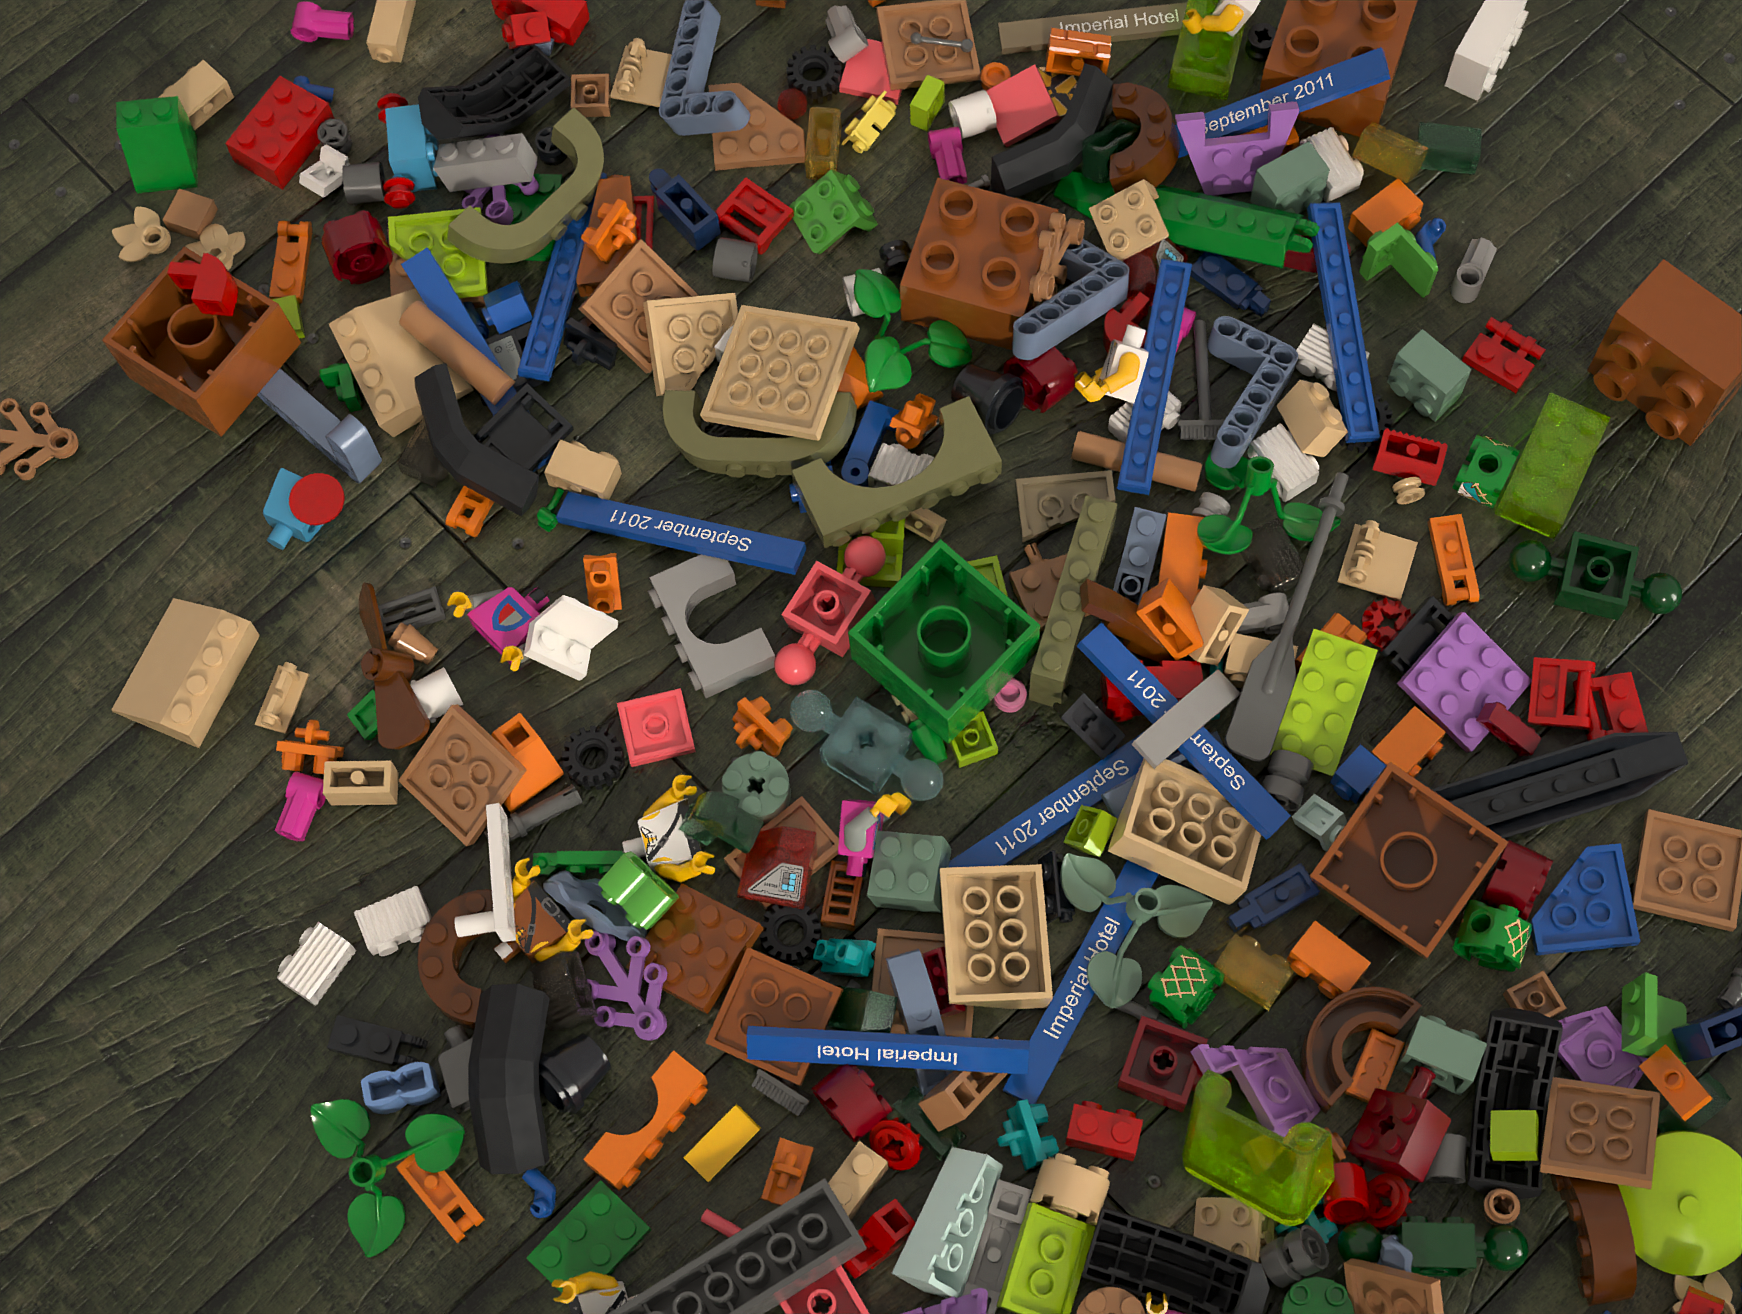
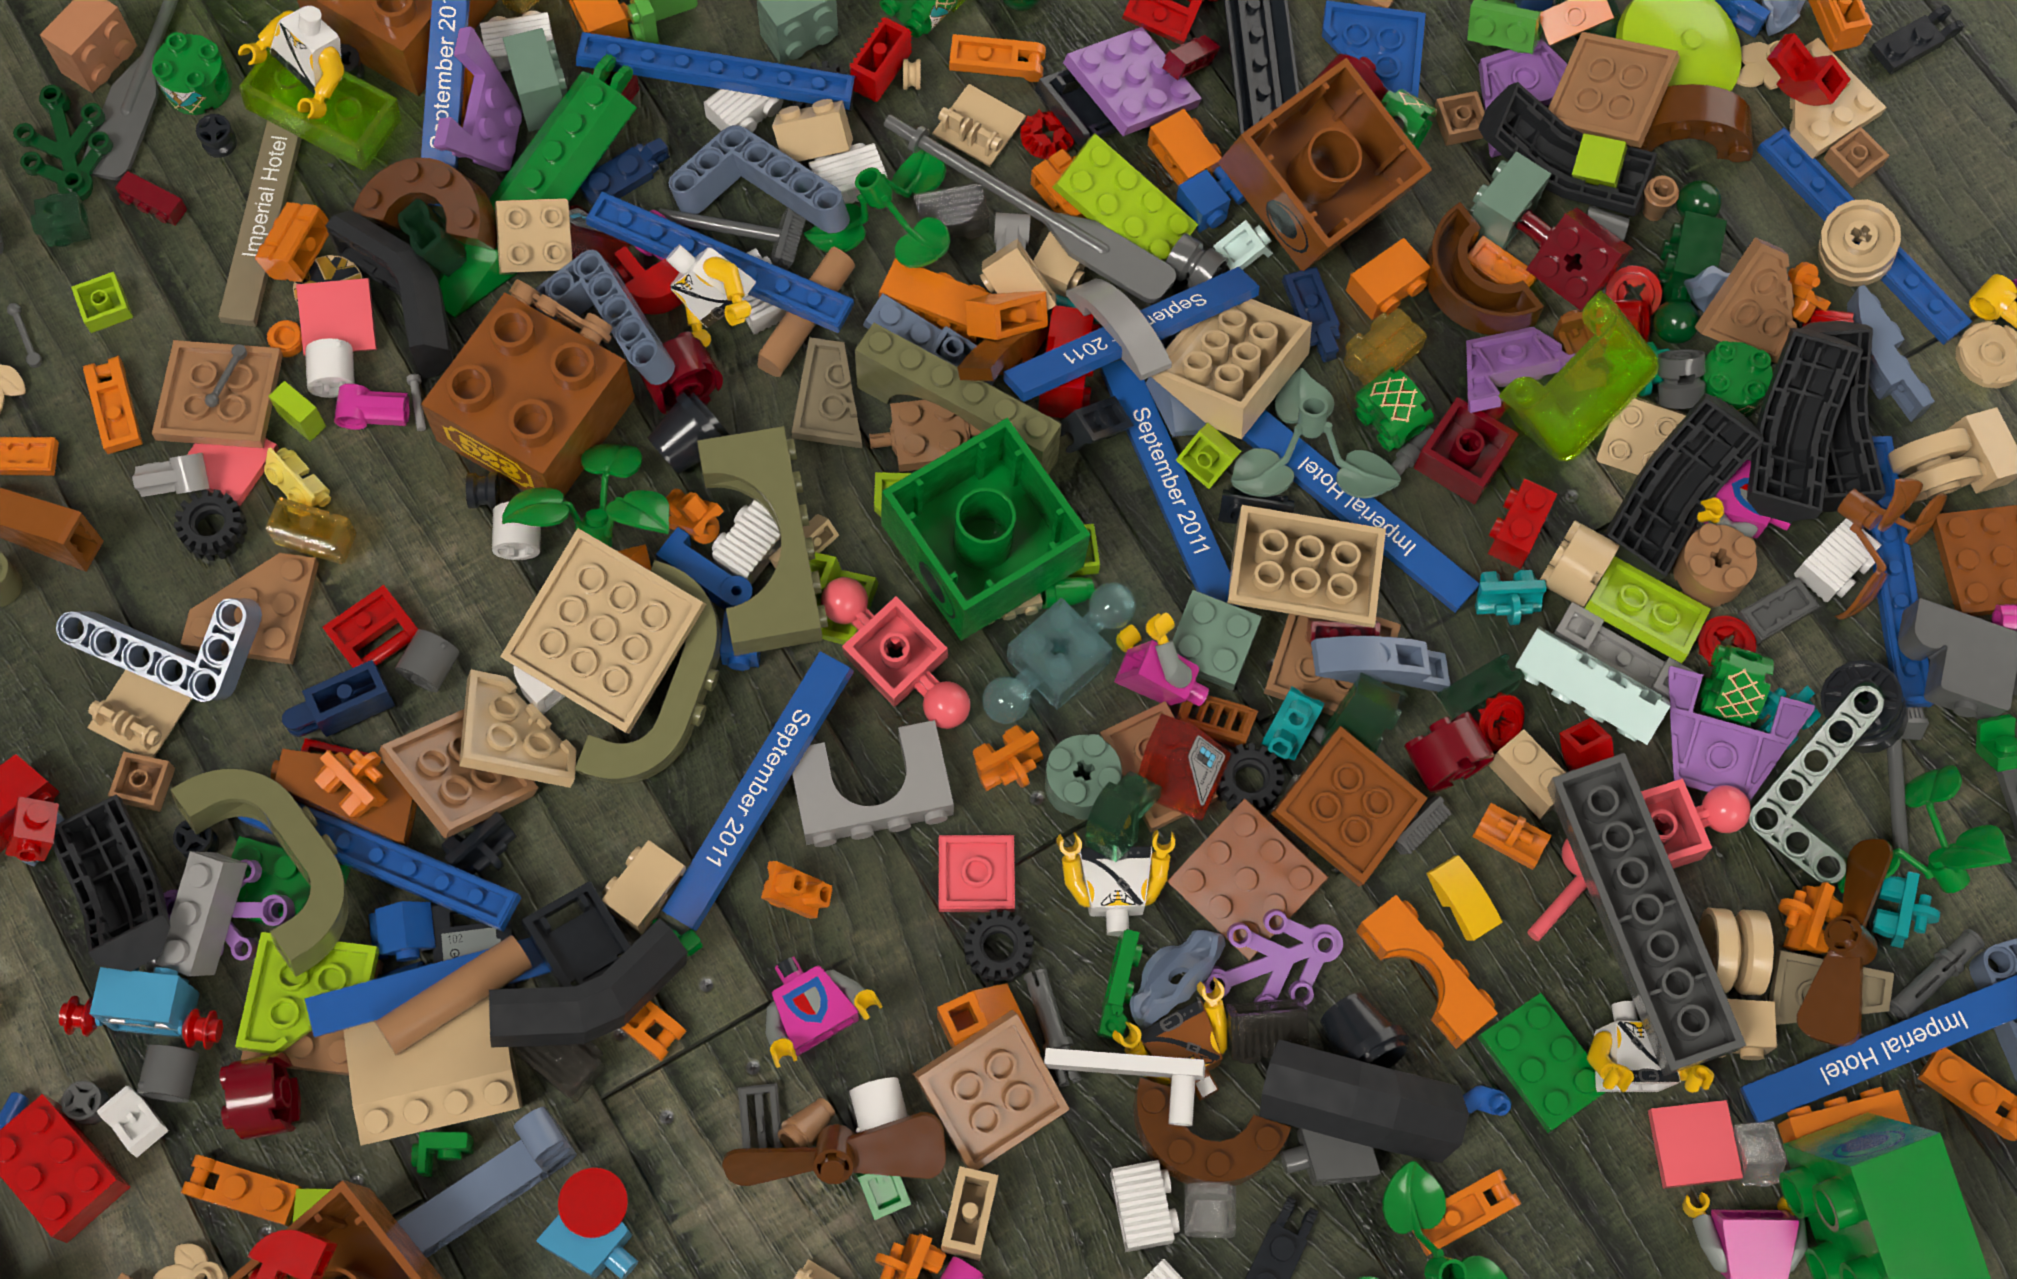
camera: 85 degrees left, 0 degrees up
(390, 1091) = (1345, 1242): medium blue brick -> none
(398, 975) = (1210, 1210): none -> clear piece
(566, 634) = (853, 949): white bracket -> none
(637, 890) = (1176, 921): bright green brick -> none
(792, 103) = (240, 556): clear red plate -> none
(831, 210) = (399, 546): bright green bracket -> none
(888, 1050) = (1416, 696): blue tile -> none
(958, 1096) = (1456, 638): medium nougat slope -> none
(1210, 505) = (879, 256): light grey wheel -> none

